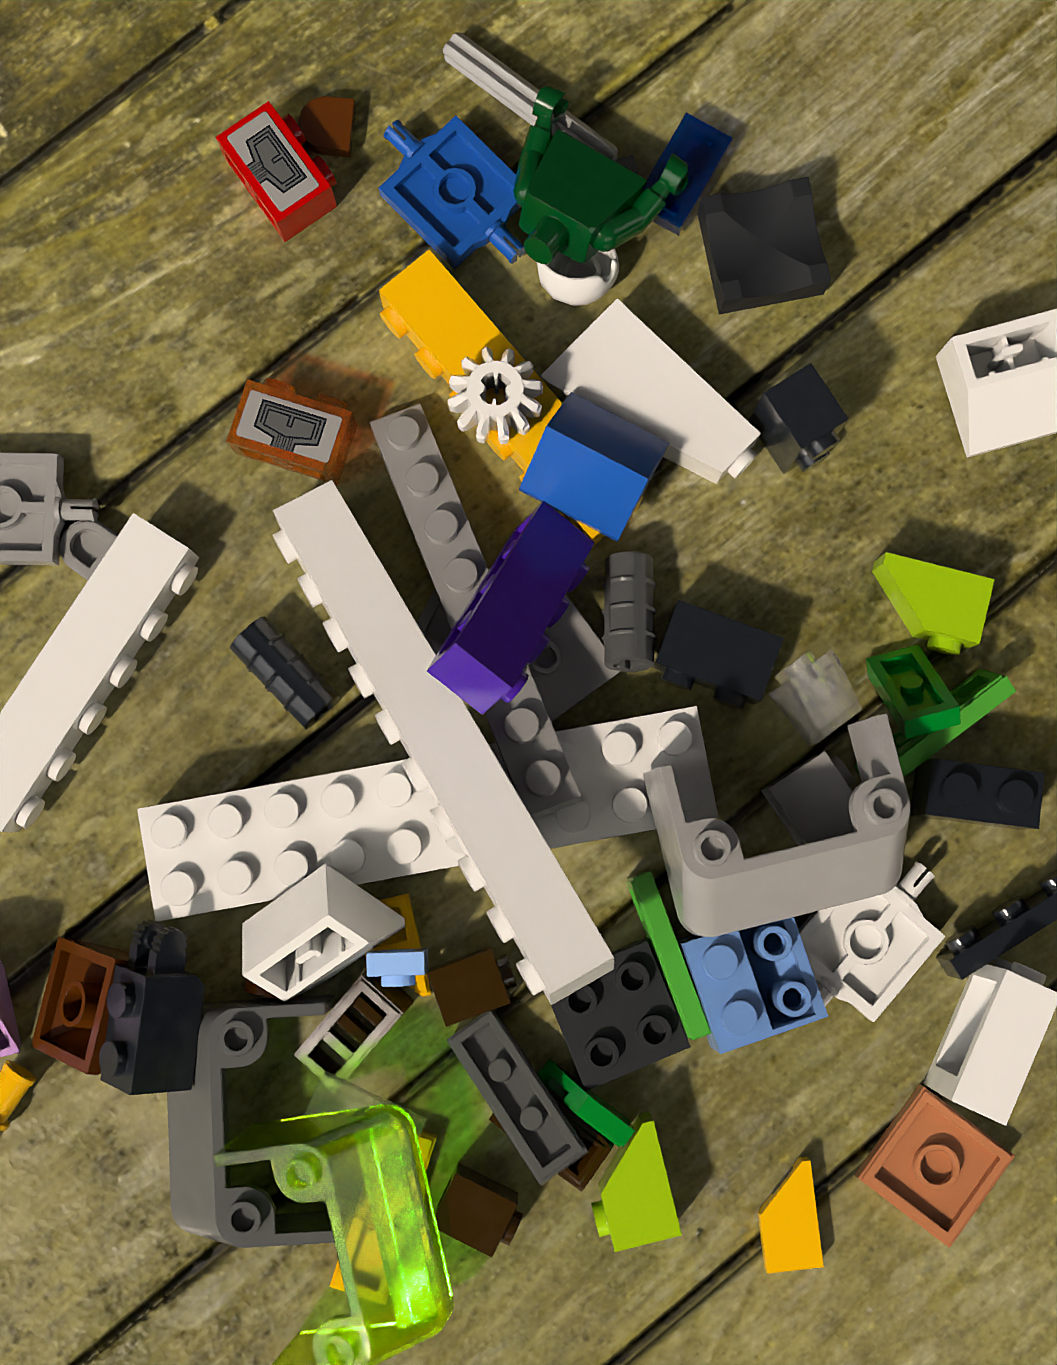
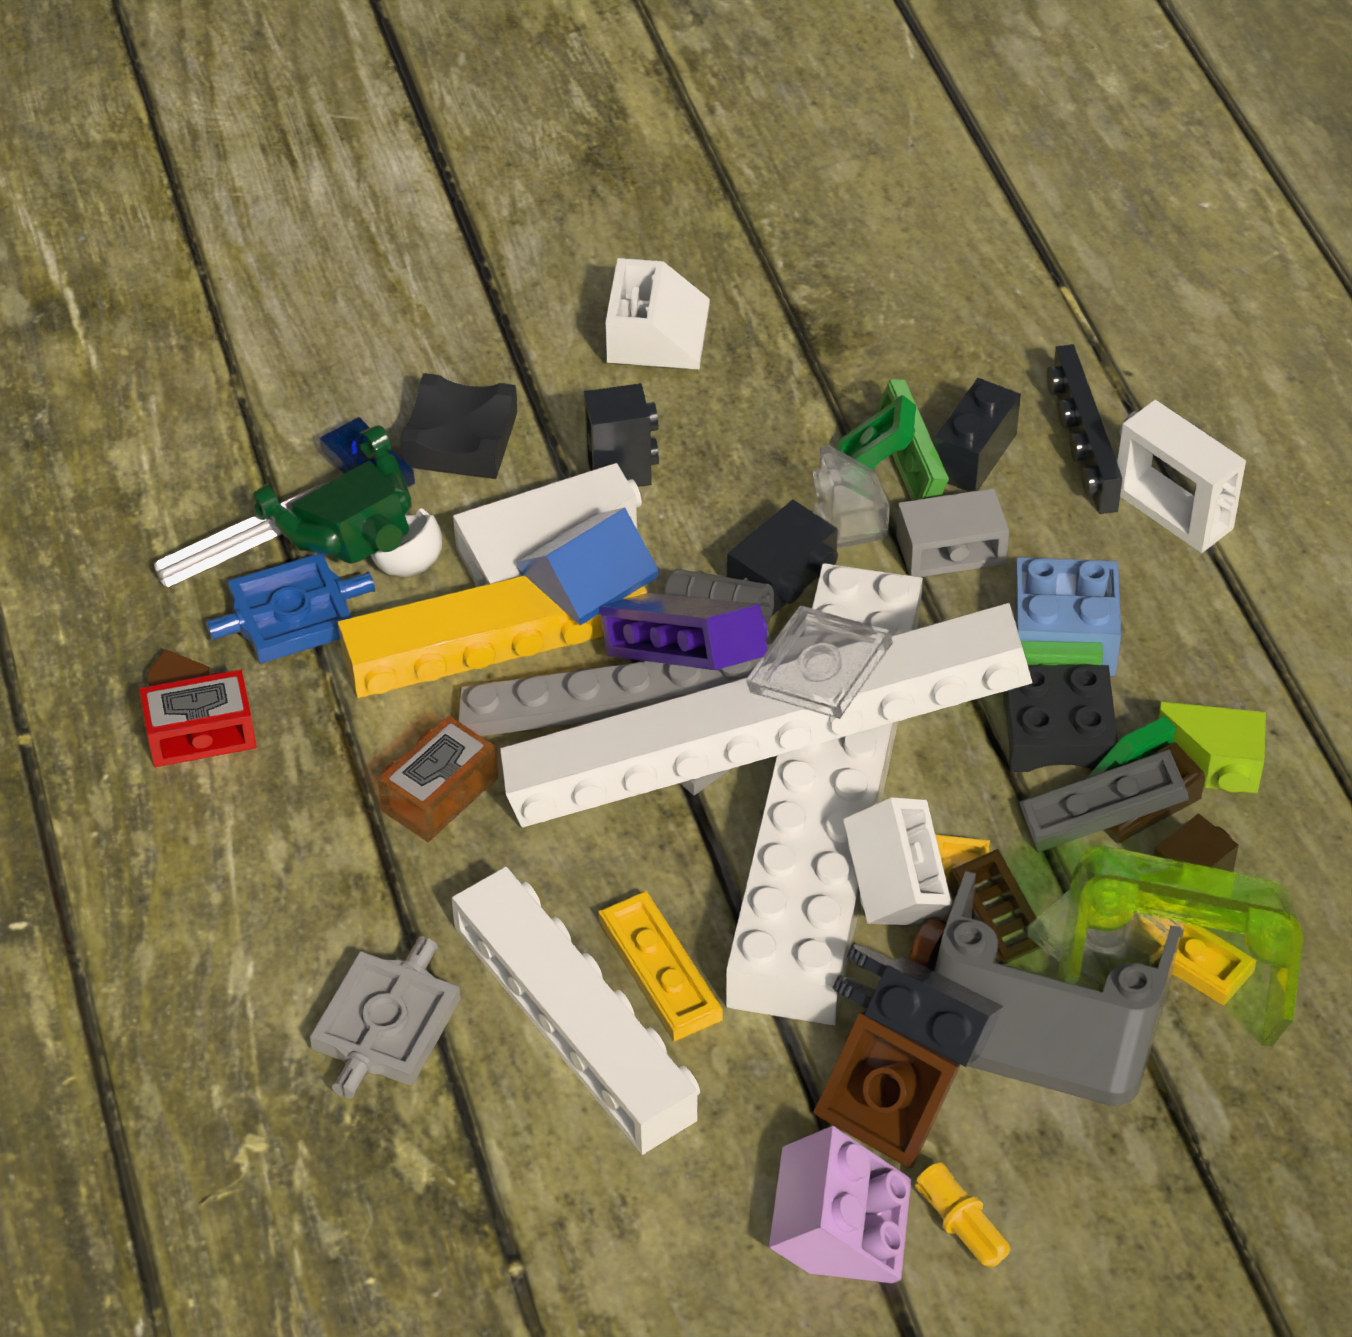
camera: 65 degrees left, 35 degrees down
(85, 546) = (462, 967): light grey tile -> none
(168, 731) = (660, 966): none -> yellow tile
(284, 672) = (651, 851): black axle -> none
(397, 966) = (955, 832): light blue plate -> none
(472, 985) = (994, 804): dark brown brick -> none
(483, 774) = (819, 661): none -> clear tile
(495, 374) = (495, 601): white gear -> none
(725, 893) = (959, 562): light grey windscreen -> none
(791, 1223) = (1285, 663): yellow tile -> none
(871, 945) = (1065, 529): white plate -> none
(934, 1165) = (1271, 562): nougat tile -> none
(936, 601) = (806, 415): lime slope -> none

